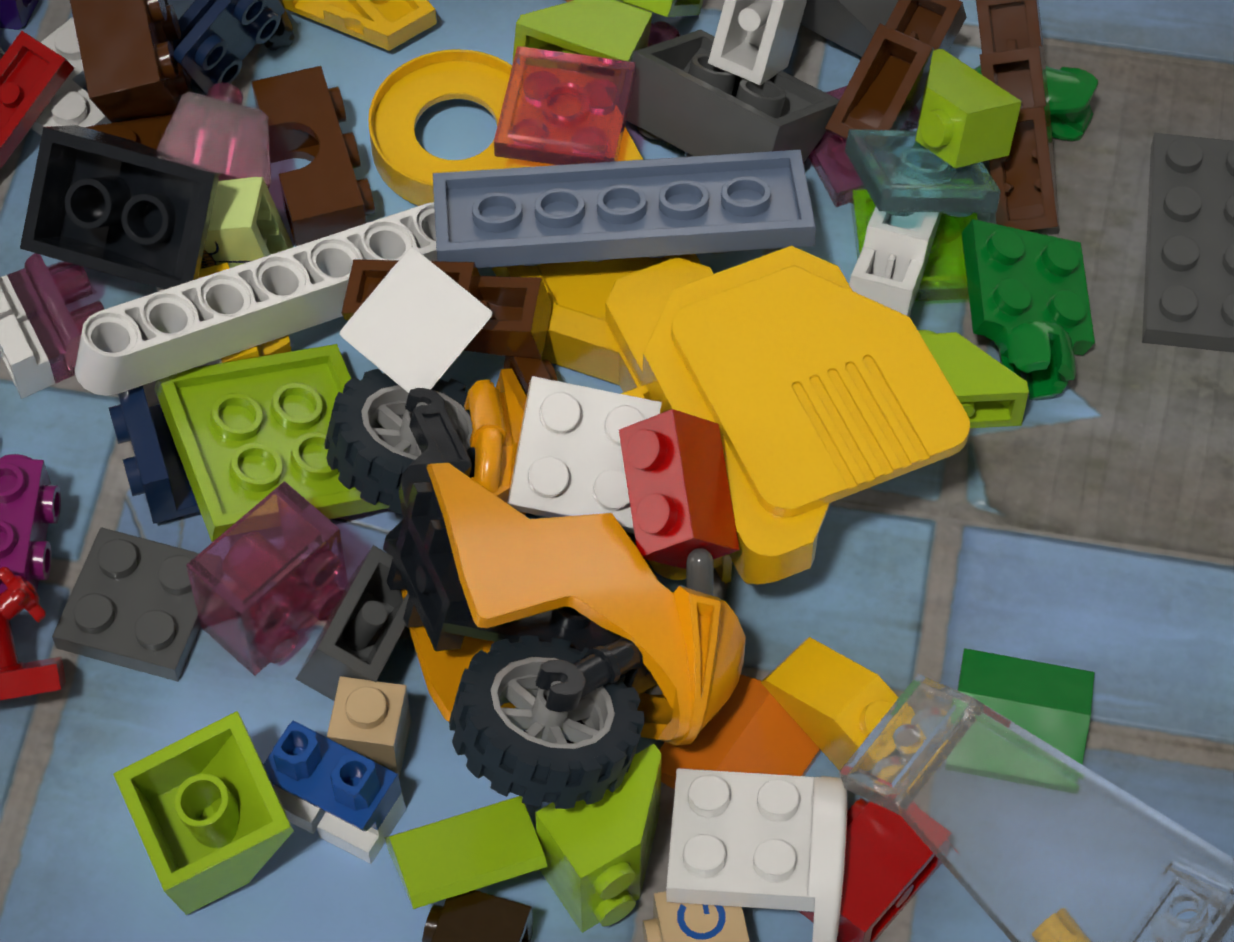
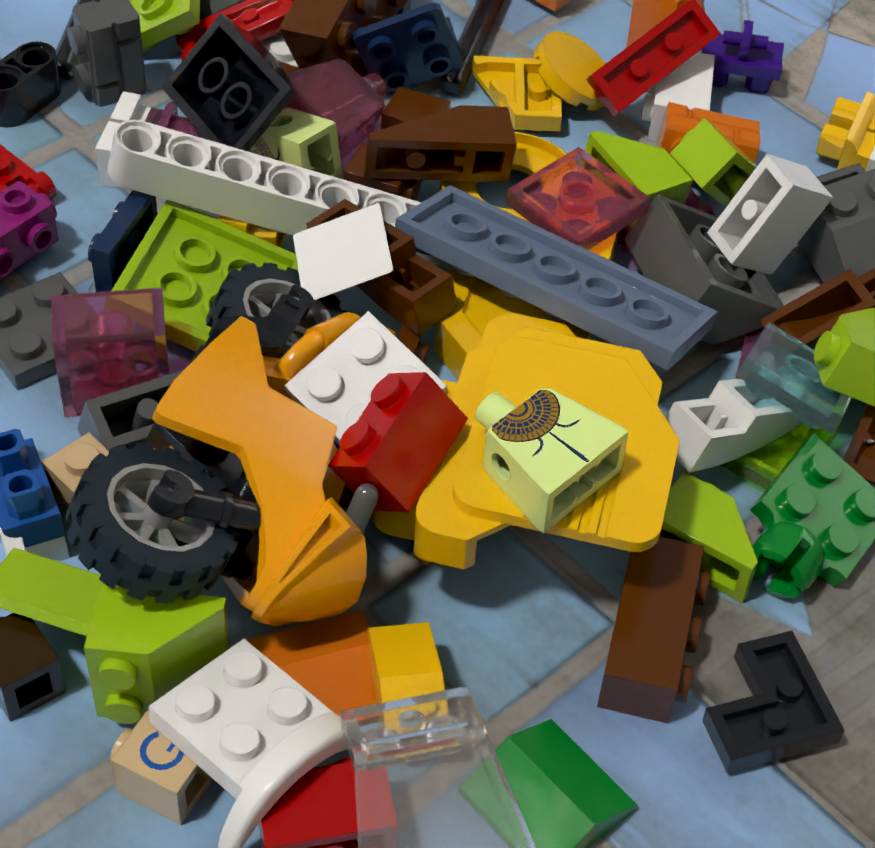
camera: 35 degrees right, 10 degrees down
(393, 118) = (446, 146): none -> reddish brown slope
(826, 412) = (548, 452): none -> yellowish green torso
(990, 516) = (654, 631): none -> reddish brown brick
(1145, 501) = (782, 716): none -> black plate

